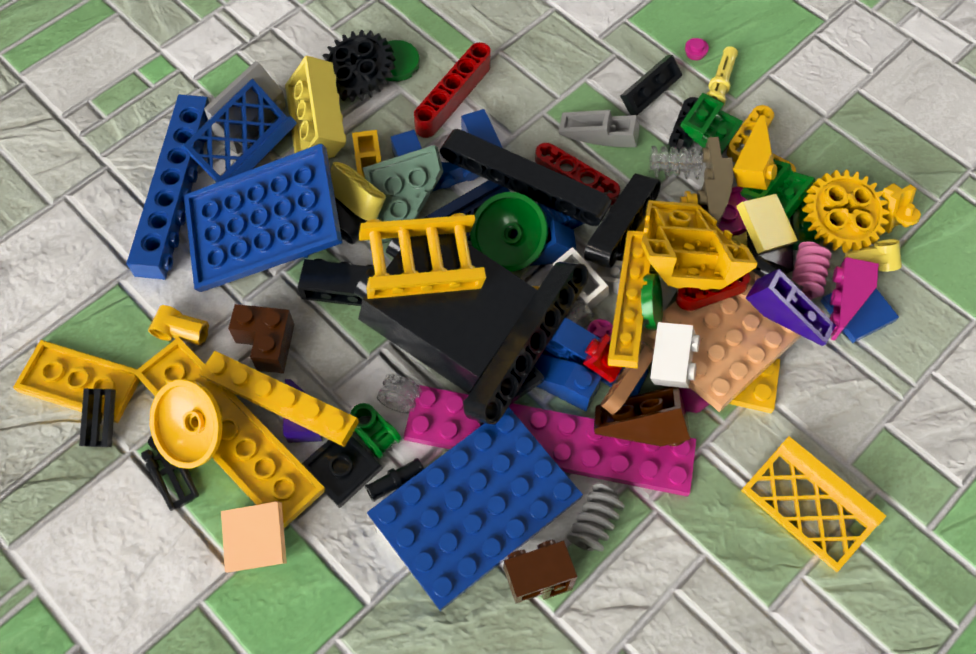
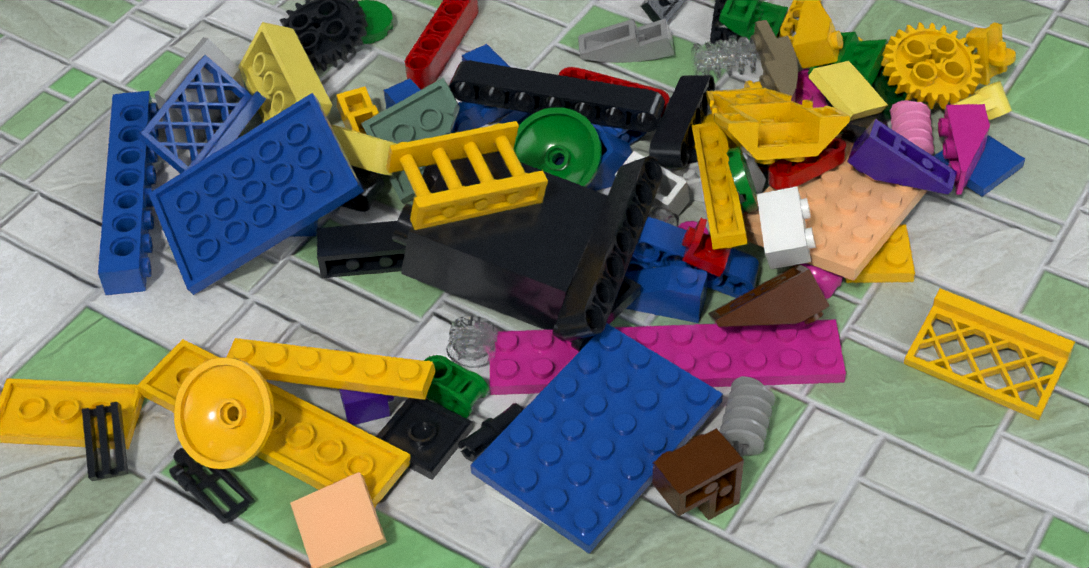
camera: 10 degrees left, 15 degrees down
(171, 324) = (168, 328): yellow piece -> none
(268, 332) = (285, 311): reddish brown brick -> none
(627, 381) = (739, 267): medium nougat beam -> none

